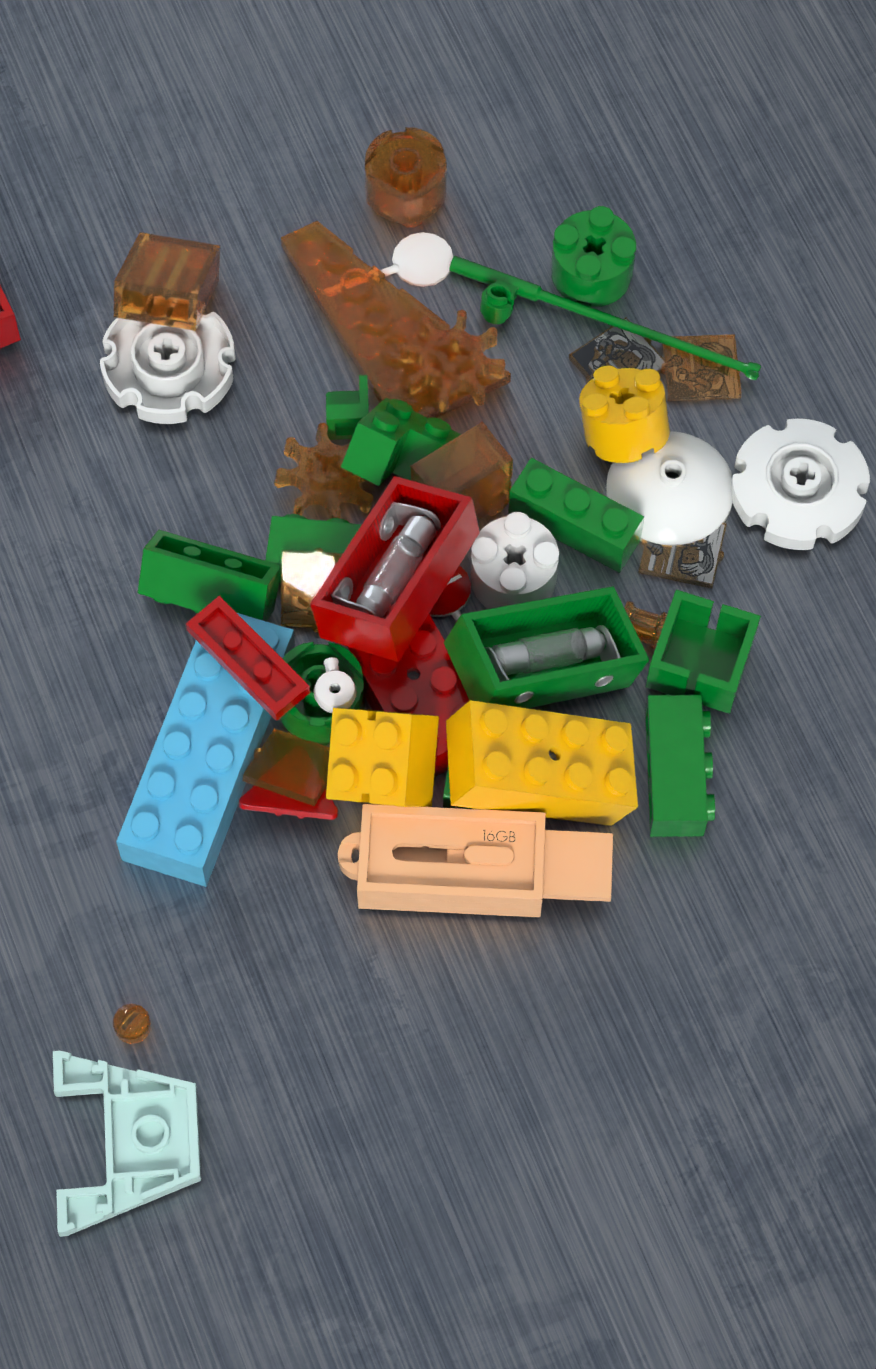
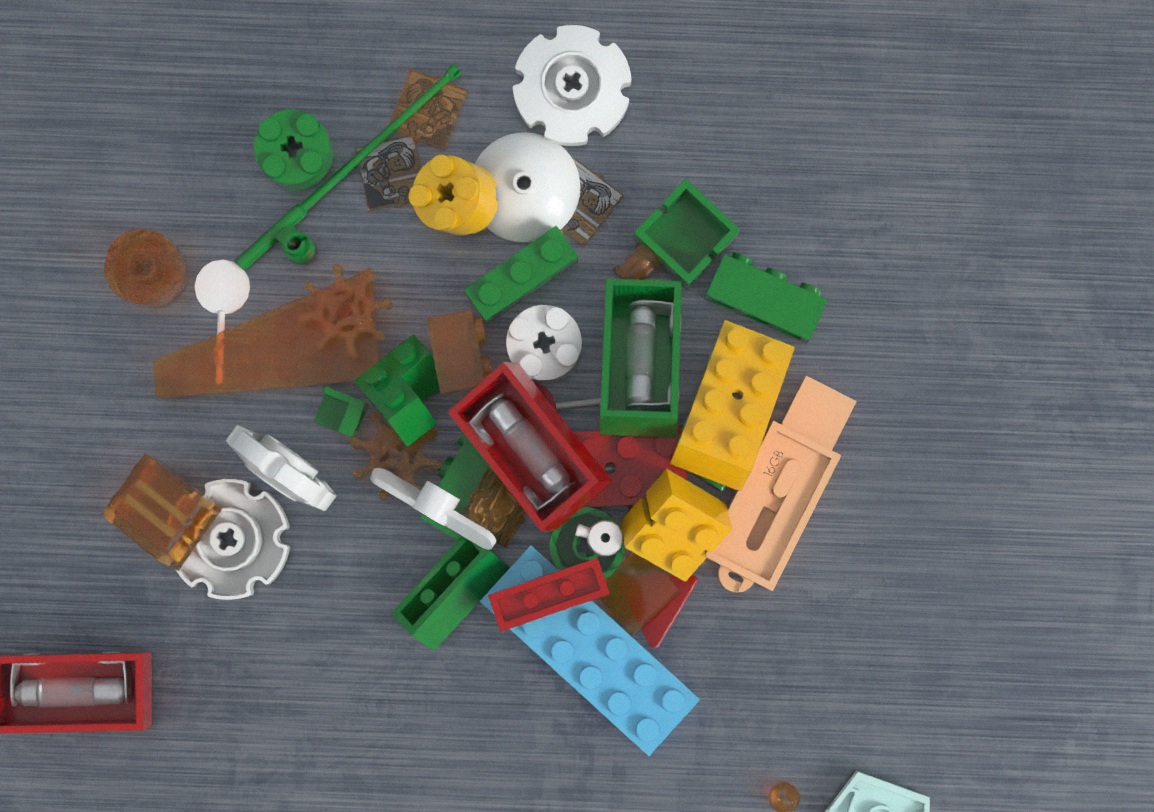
camera: 65 degrees left, 20 degrees up
(262, 359) = (280, 468): none -> white piece
(292, 514) = (434, 504): none -> white piece

